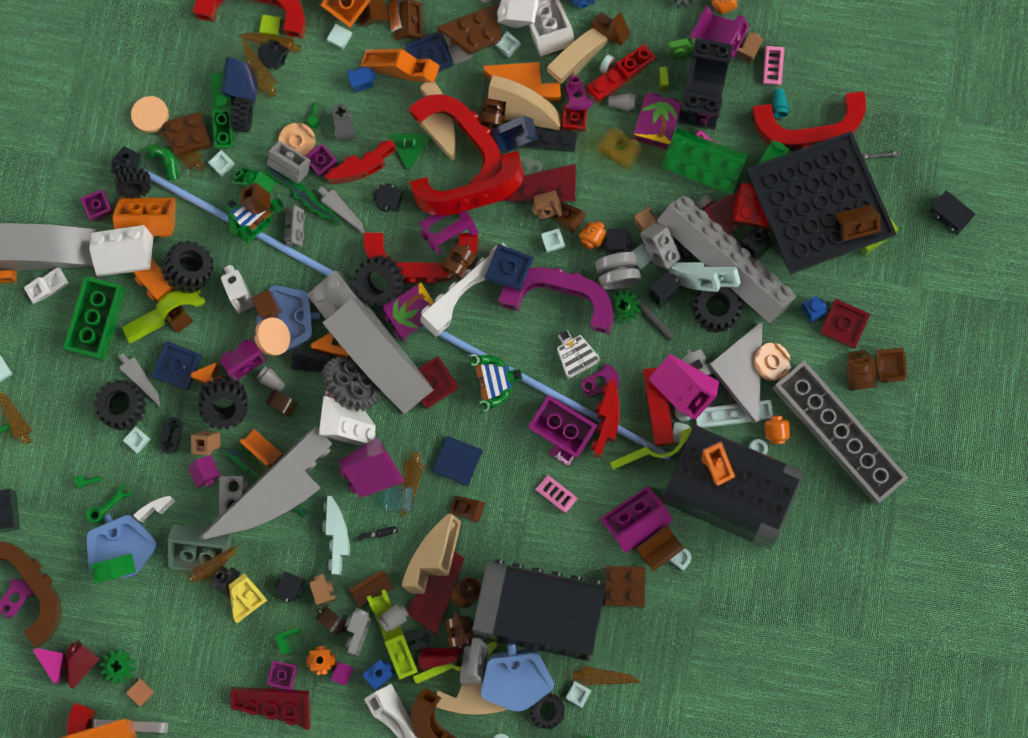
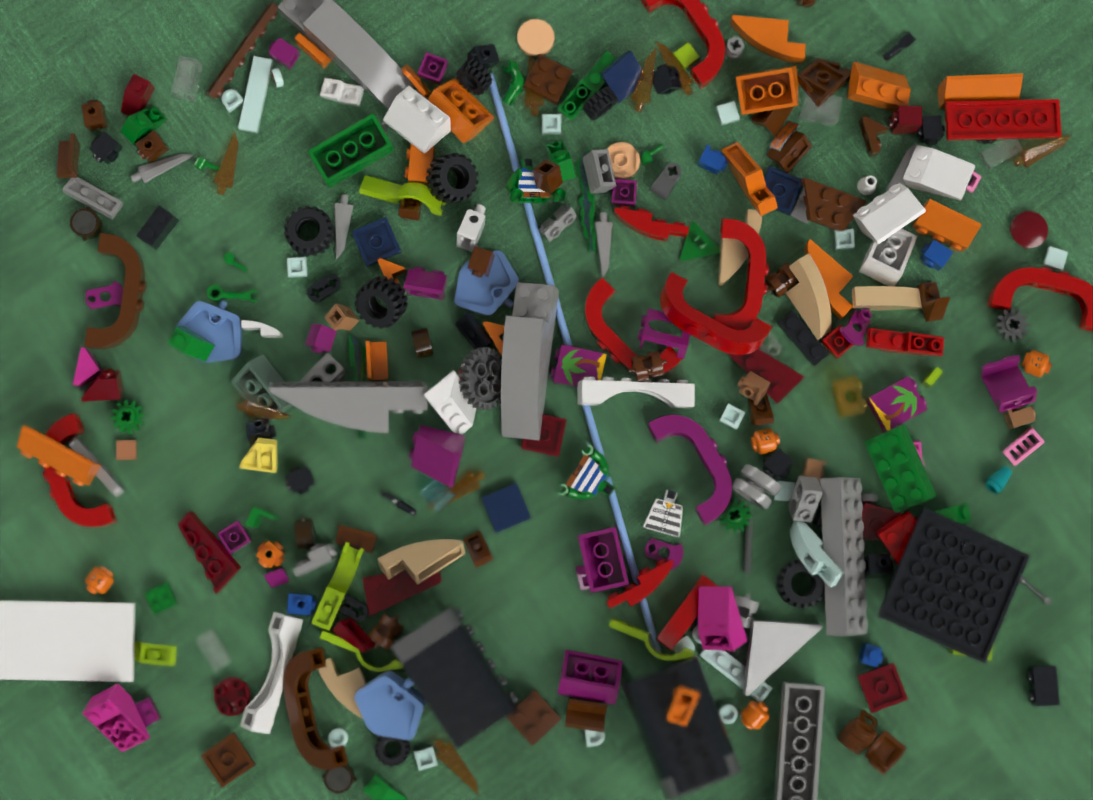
camera: 35 degrees right, 5 degrees up
(93, 225) = (410, 74): none -> orange piece
(270, 379) = (432, 317): light grey cone -> none
(272, 336) = (462, 288): light nougat tile -> none
(322, 590) = (320, 505): medium nougat brick -> none
(336, 527) = (374, 470): light aqua slope -> none
(364, 284) = (563, 327): black tyre -> none
(388, 197) = (644, 267): black brick -> none
(393, 617) = (350, 575): light grey brick -> none
(466, 592) = (418, 609): reddish brown wheel -> none
(473, 662) = (373, 665): light grey panel -> none
(509, 267) = (679, 406): dark blue tile -> none
(515, 134) = (782, 311): dark blue panel -> none
(570, 502) = (555, 618): bright pink slope -> none
(607, 63) = (901, 325): light aqua tile -> none
(625, 102) = (886, 366): light grey cone -> none
(664, 289) = (776, 533): black brick -> none
(681, 47) = (970, 368): bright green plate -> none
(705, 83) = (958, 412): black piece -> none
(772, 361) = (801, 662): light nougat tile -> none
(798, 139) = (971, 493): red arch -> none
(859, 222) = (966, 628): reddish brown panel -> none

